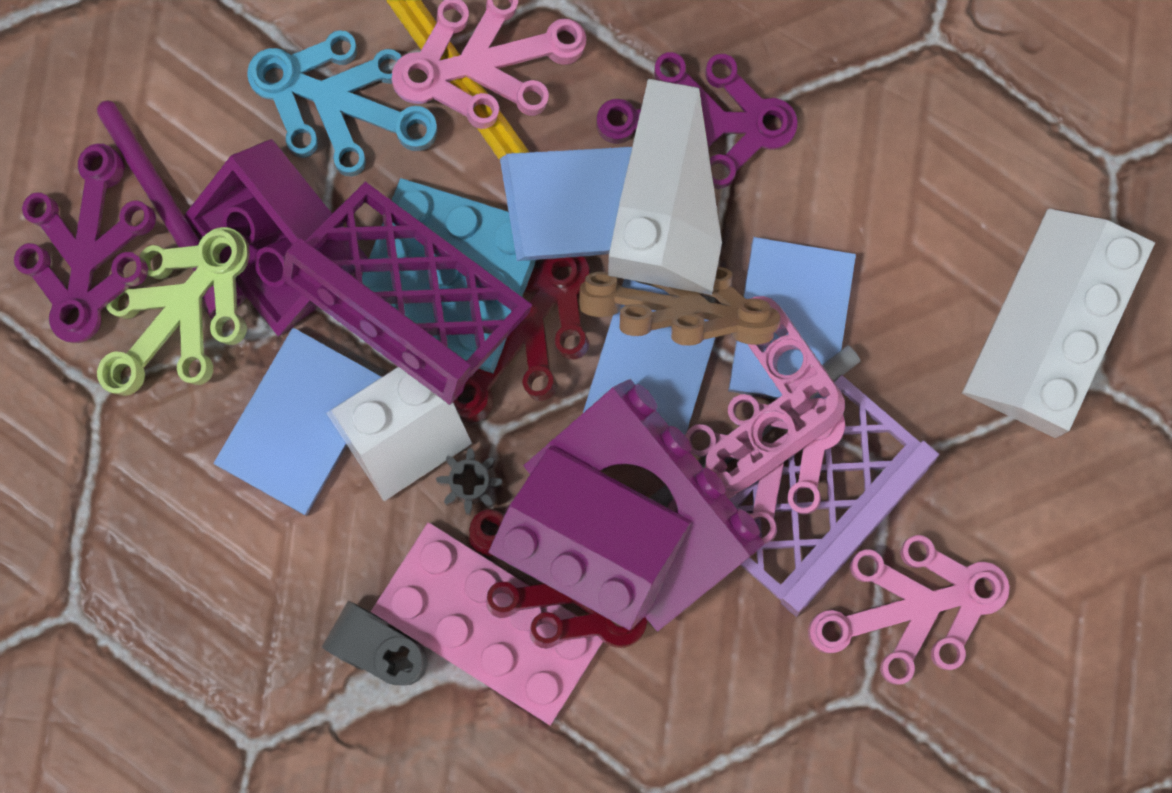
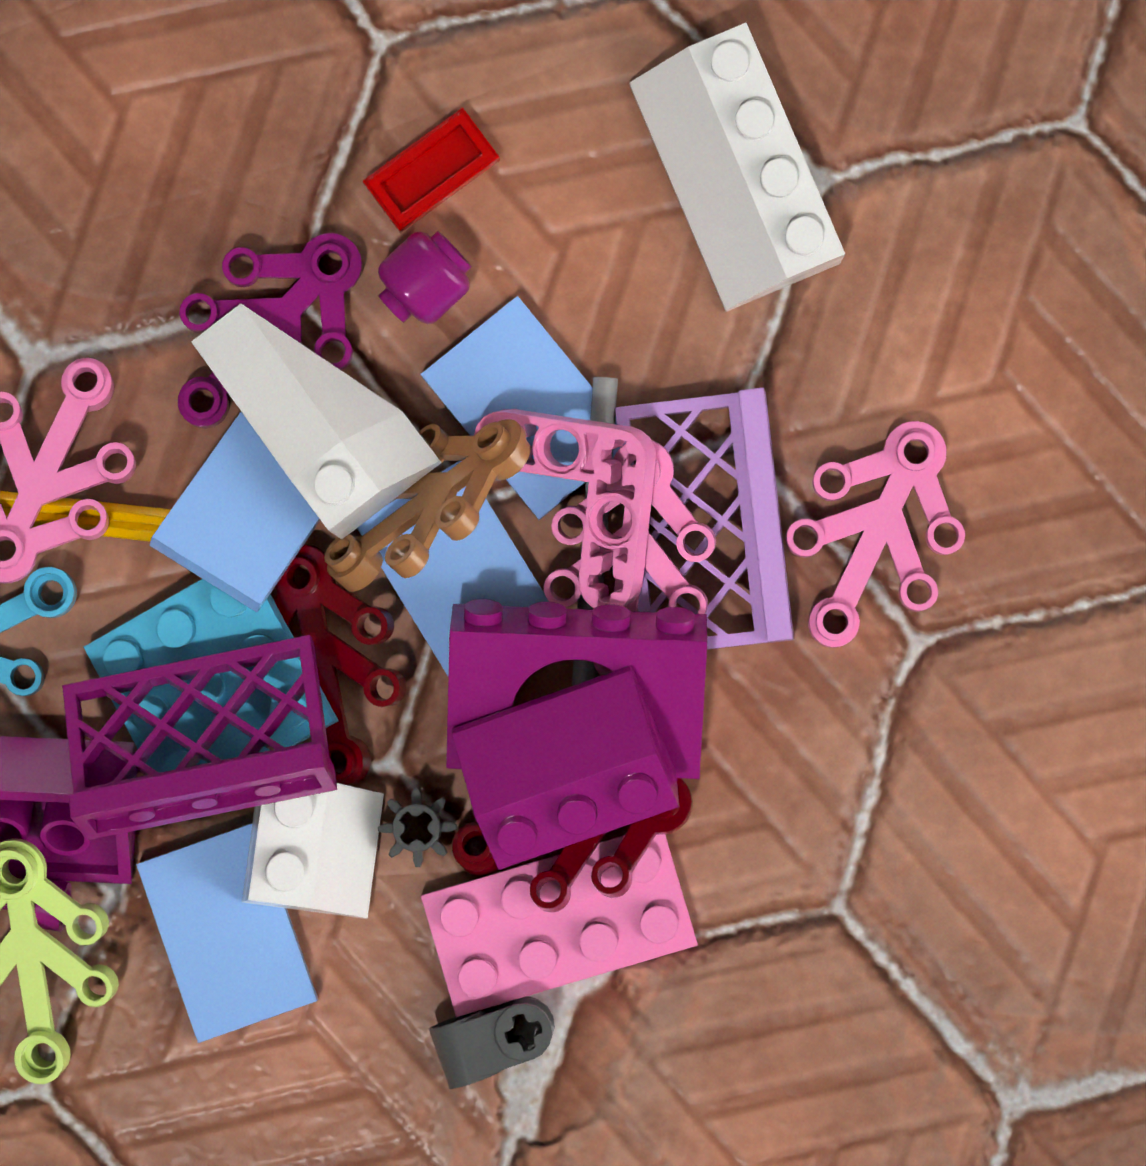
camera: 40 degrees left, 5 degrees up
(815, 186) = (423, 277): none -> magenta head
(884, 135) = (431, 170): none -> red tile

